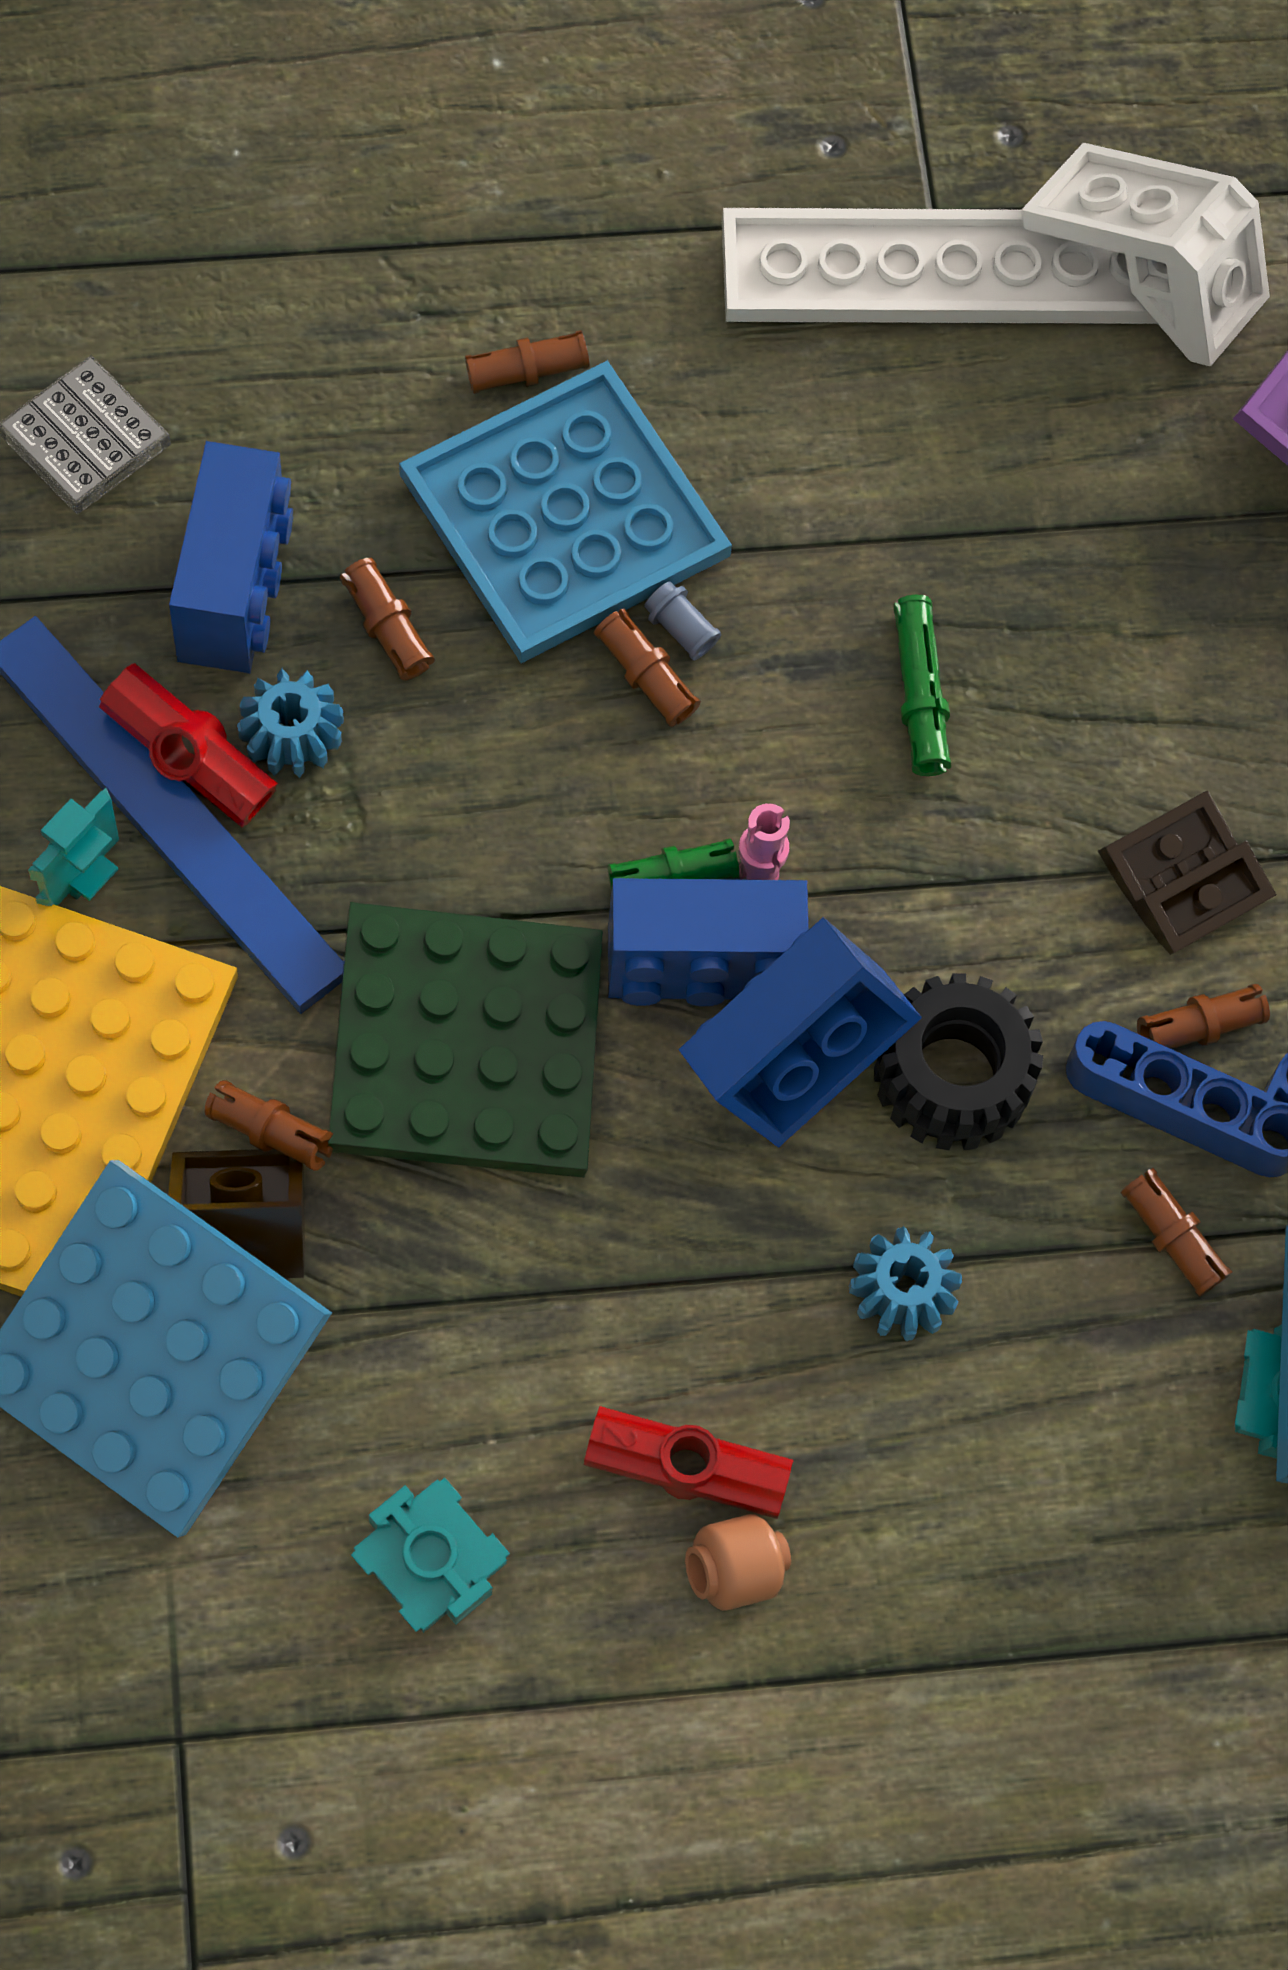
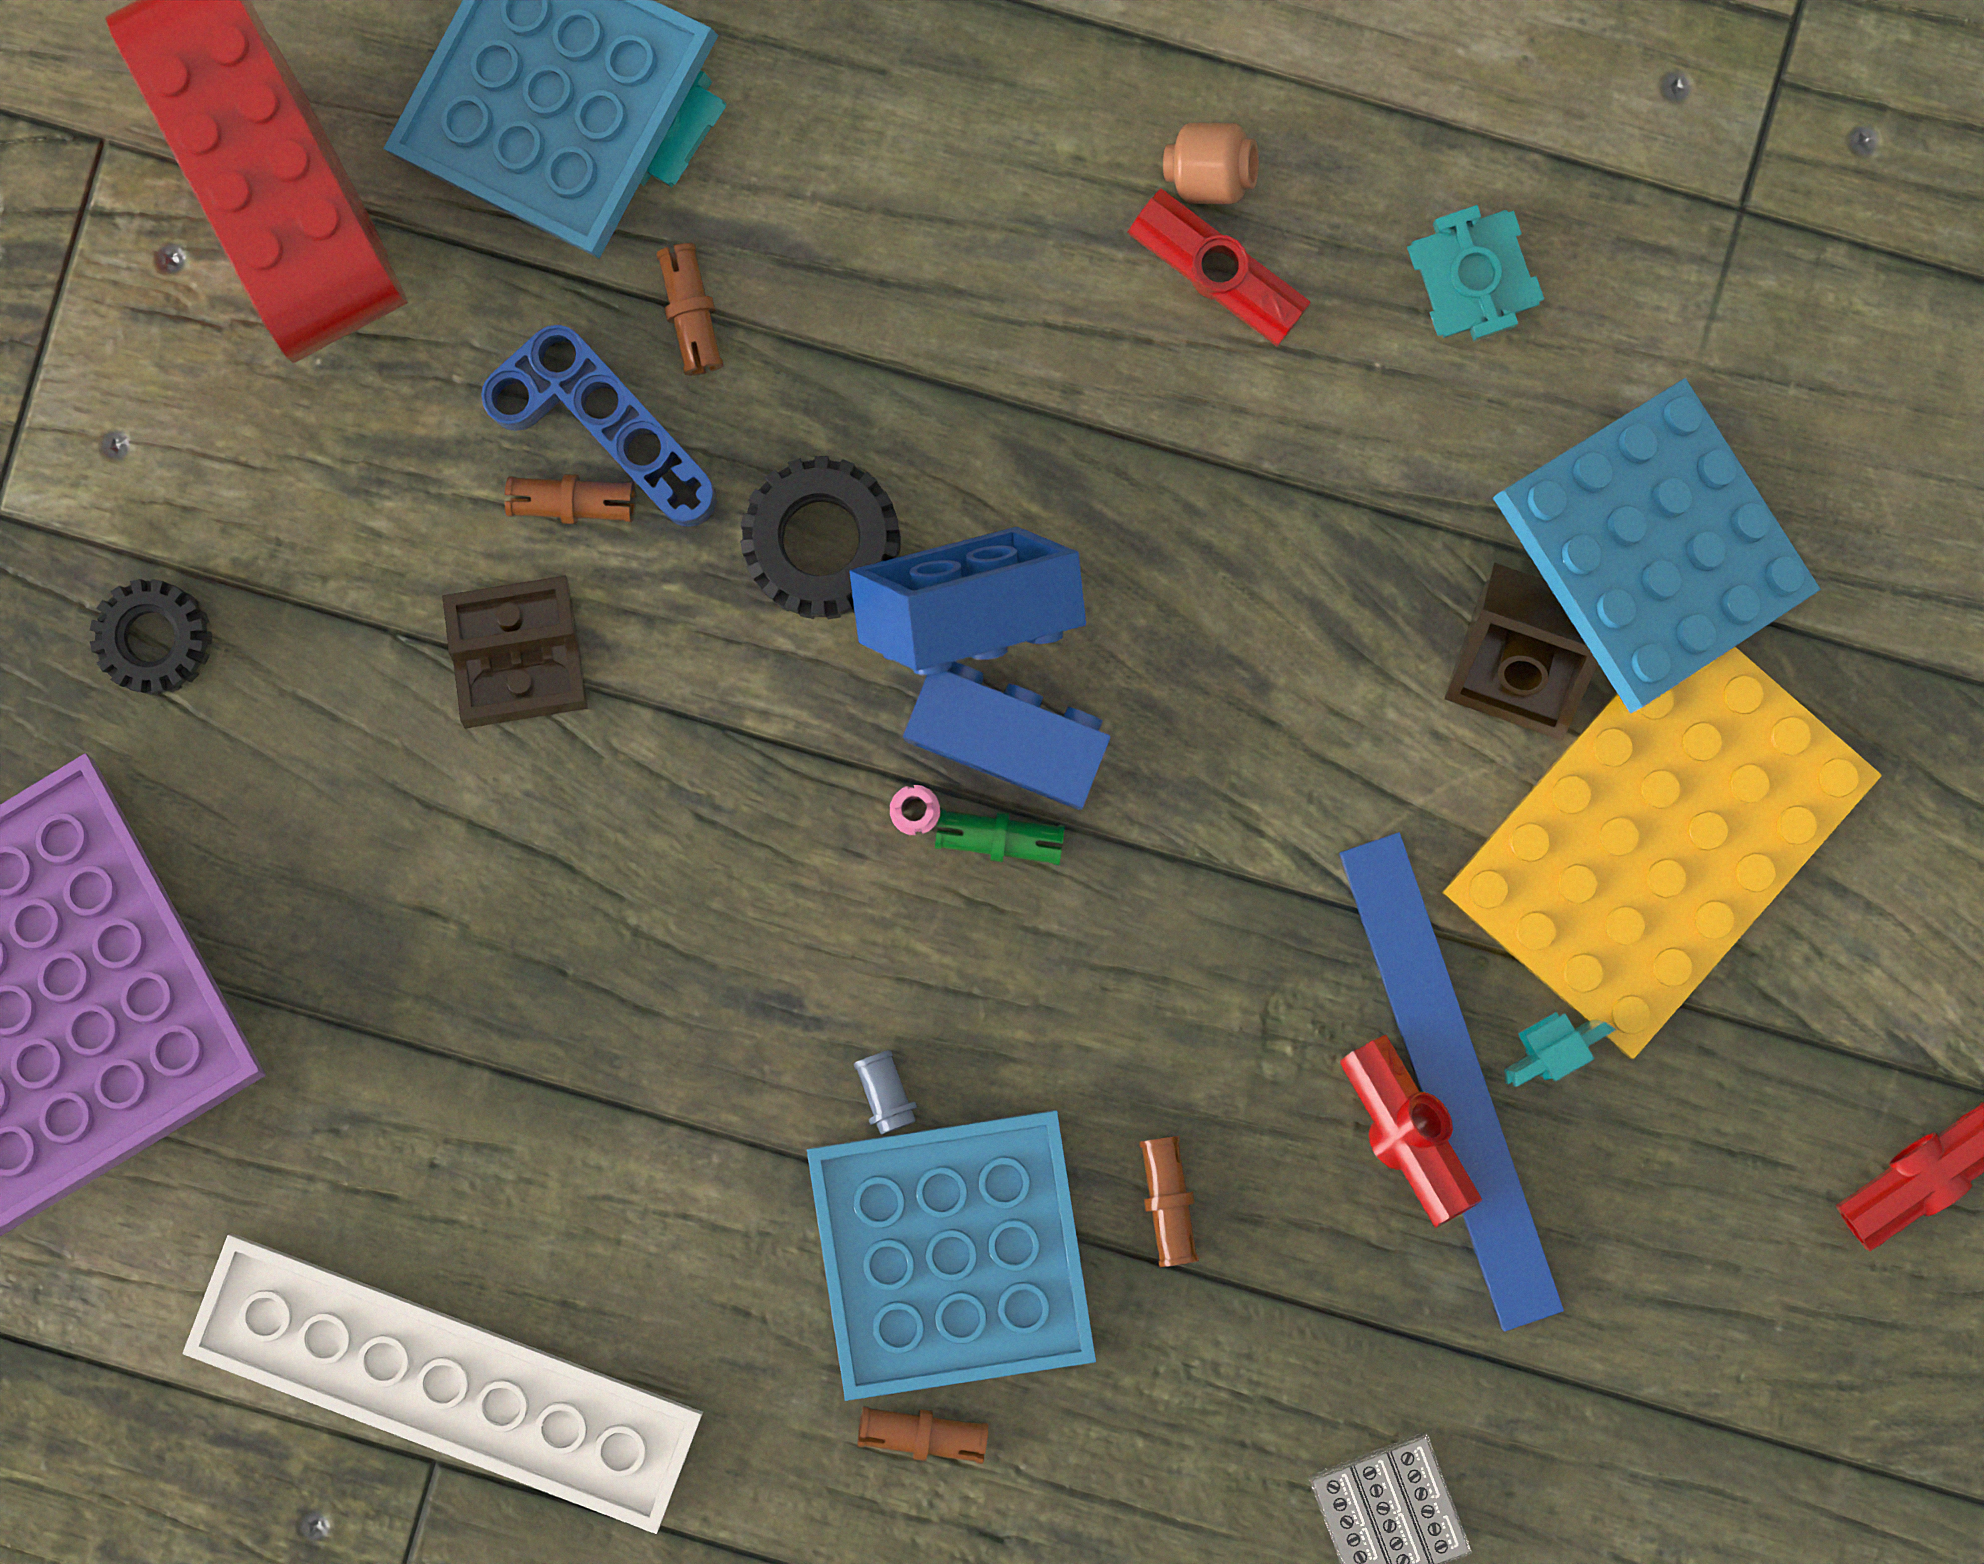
camera: 145 degrees left, 20 degrees up
(230, 557) = (1302, 1308): blue brick -> none
(269, 1125) = (1470, 722): dark orange pin -> none
(294, 702) = (1282, 1125): dark azure gear -> none
(466, 1040) = (1259, 740): dark green plate -> none
(647, 667) = (939, 1054): dark orange pin -> none
(924, 707) = (682, 936): green pin -> none
(925, 1298) = (959, 332): dark azure gear -> none
(1172, 215) = (219, 1311): white bracket -> none

